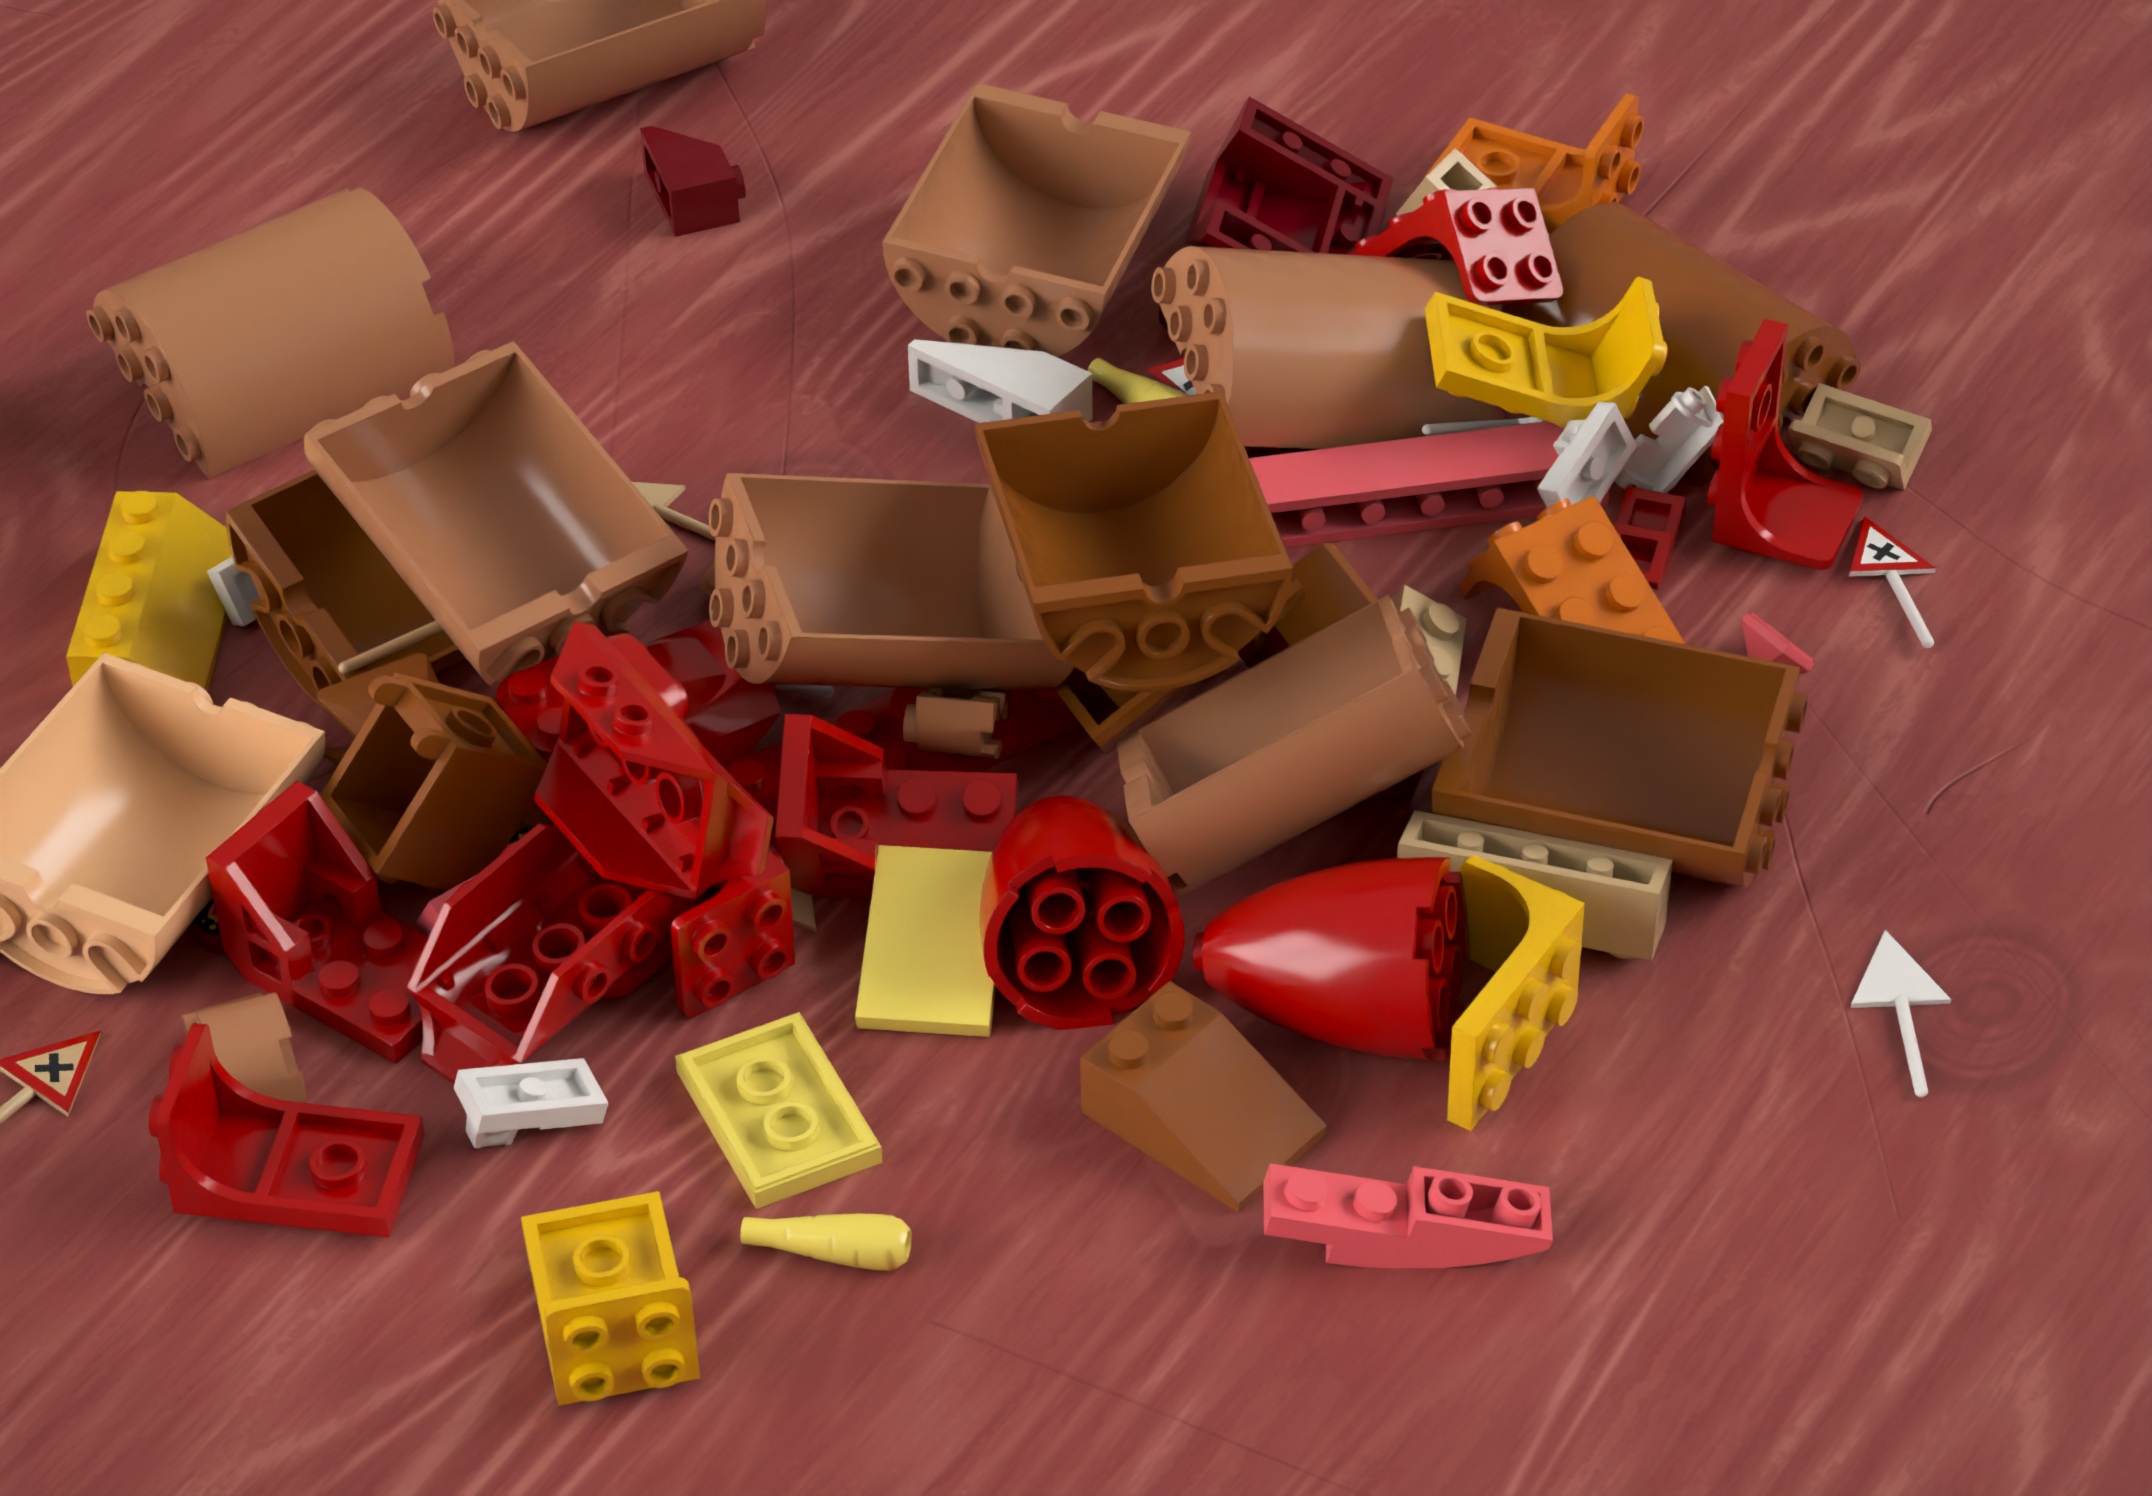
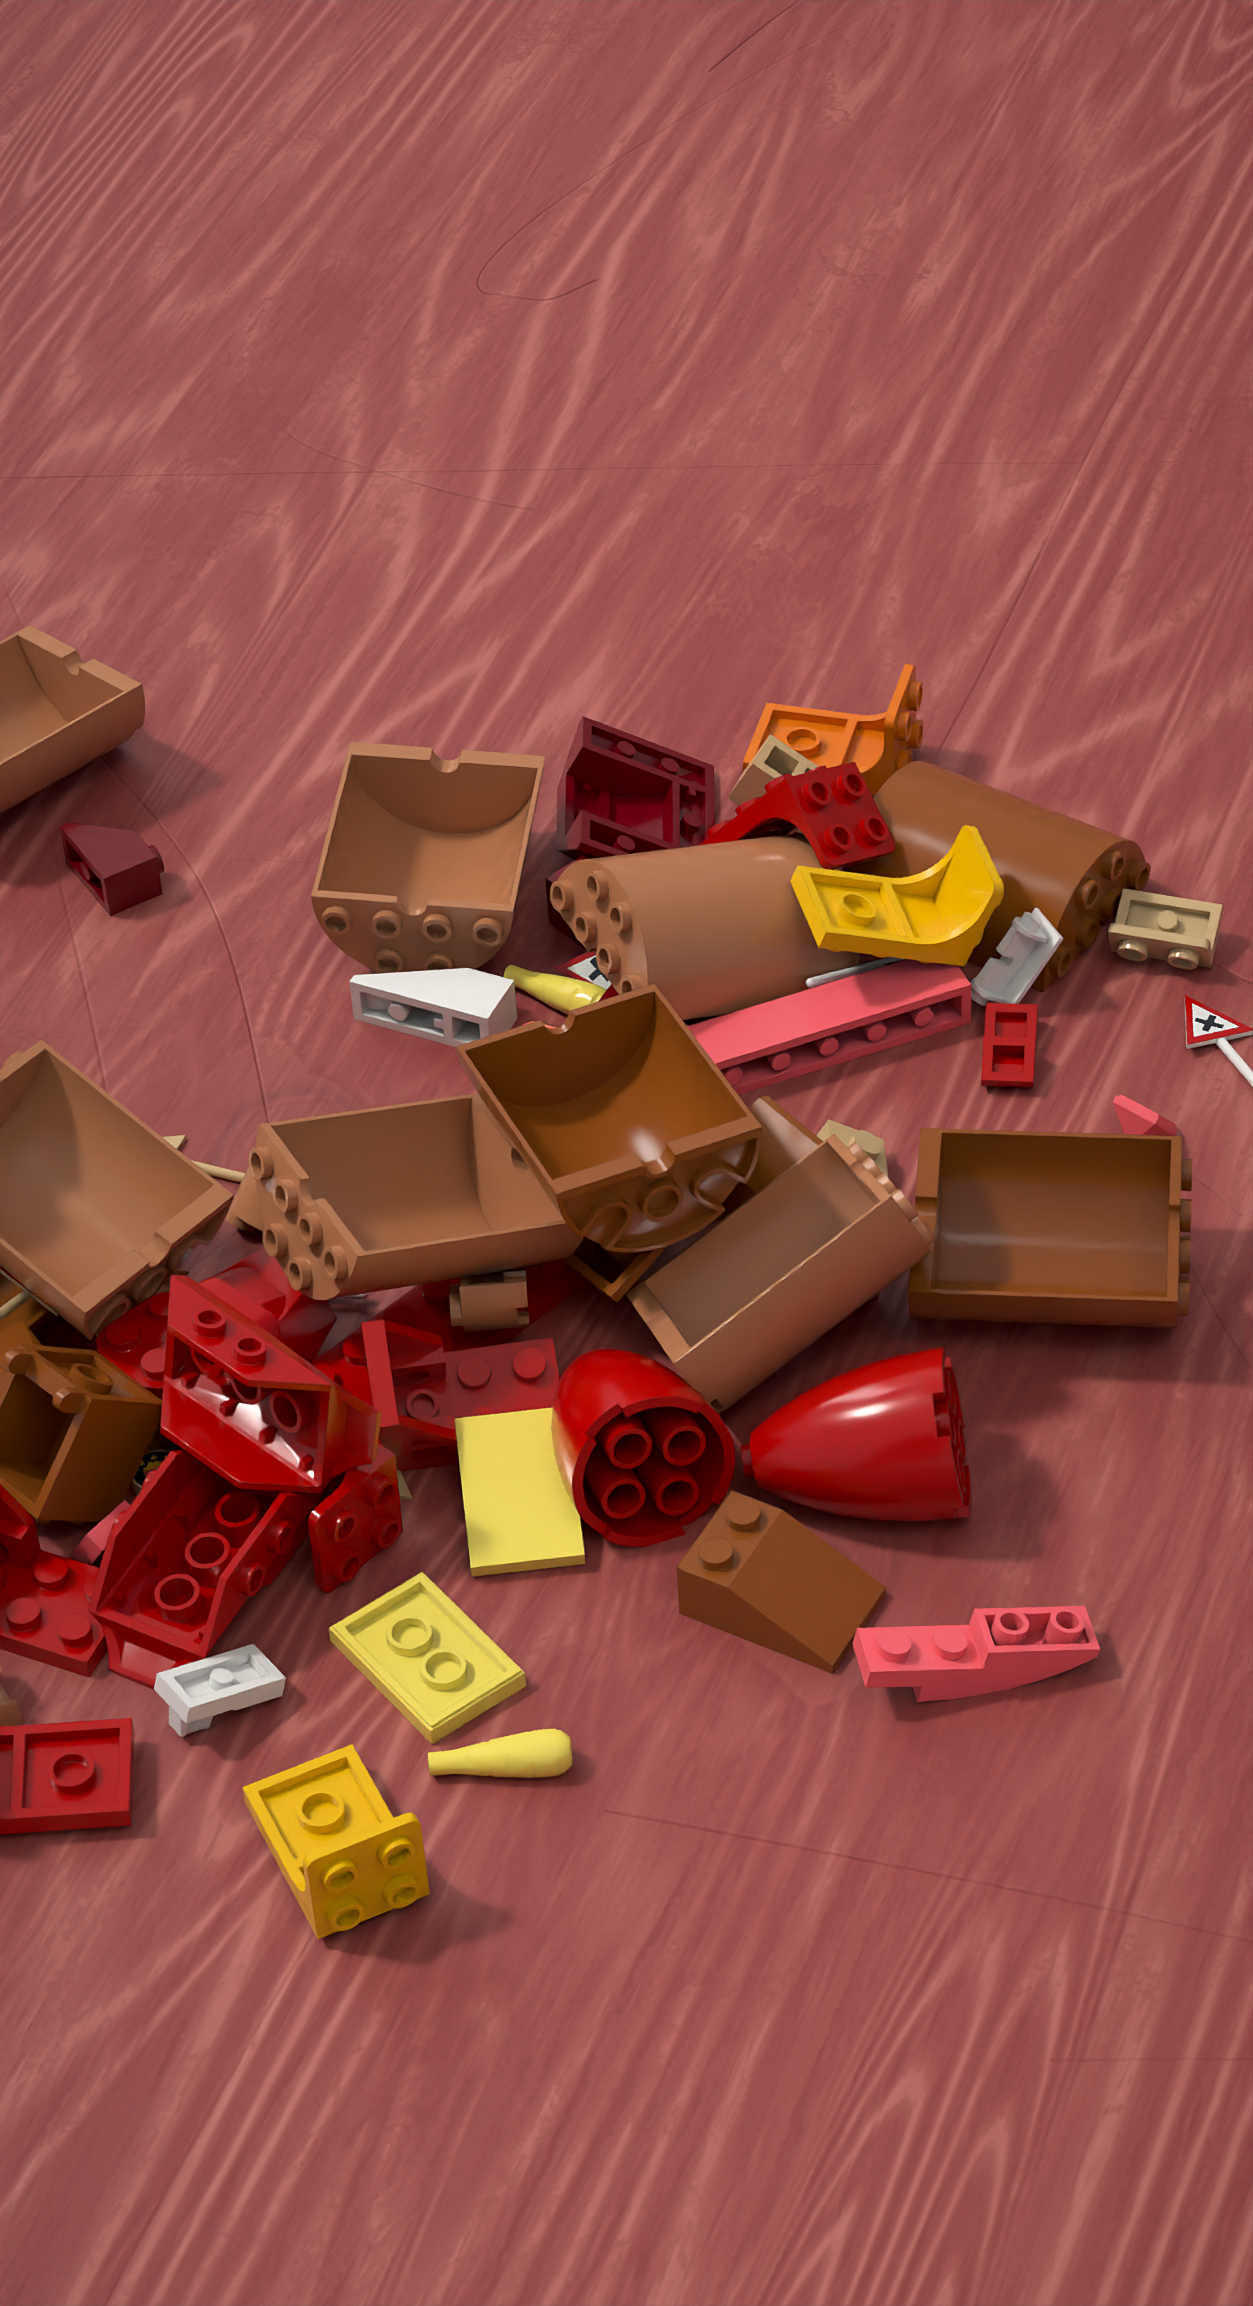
camera: 10 degrees left, 0 degrees up
(1535, 949) = (1022, 1407): yellow bracket -> none
(1571, 571) = (965, 1085): orange bracket -> none
(1588, 456) = (955, 989): white hinge -> none
(1620, 888) = (1017, 1353): tan brick -> none
(1760, 491) = (1103, 992): red bracket -> none

